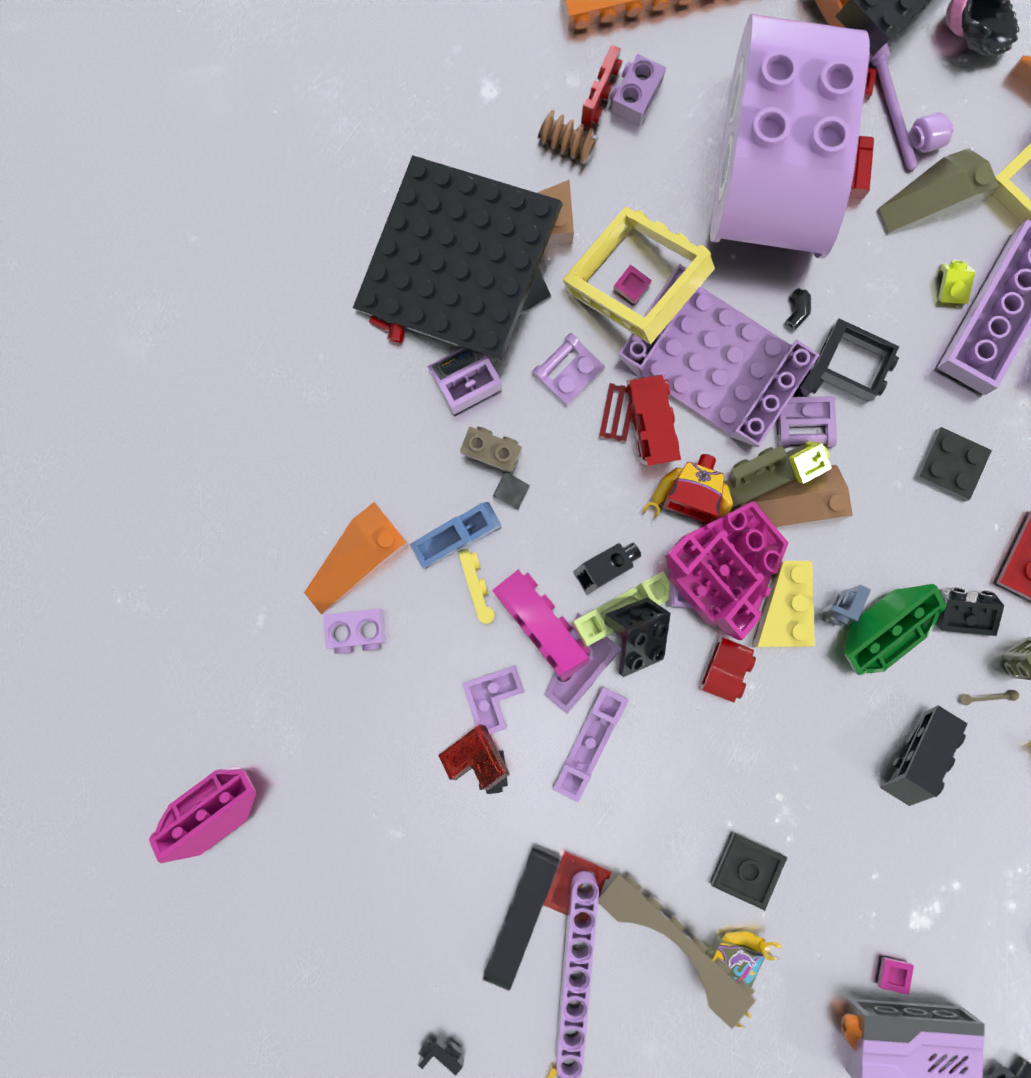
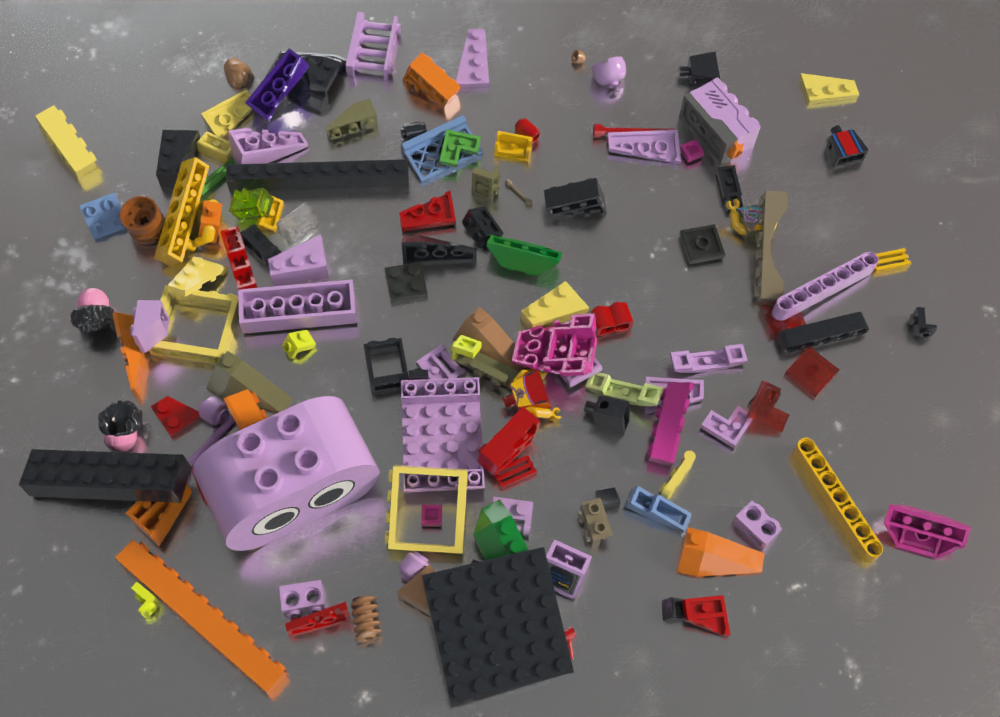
camera: 130 degrees left, 20 degrees down
(300, 750) = (837, 509): none -> yellow beam
(304, 494) = (707, 613): none -> red wing
(336, 466) = (673, 609): none -> black slope
(484, 861) = (812, 371): none -> clear red plate
(553, 332) = (497, 532): none -> green wedge
(587, 223) = (412, 565): none -> lavender head
(644, 634) = (629, 370): black bracket -> none
(803, 308) = (373, 413): black arm -> none
(807, 981) = (729, 184): none -> black hinge
(848, 606) = (530, 278): sand blue bracket -> none
(901, 156) = (245, 408): none -> orange slope
(945, 924) = (653, 145): none -> lavender wing
(957, 91) = (175, 415): none -> red wing
(988, 508) = (431, 250): none -> black wedge
(1010, 877) = (599, 130): none -> red piece

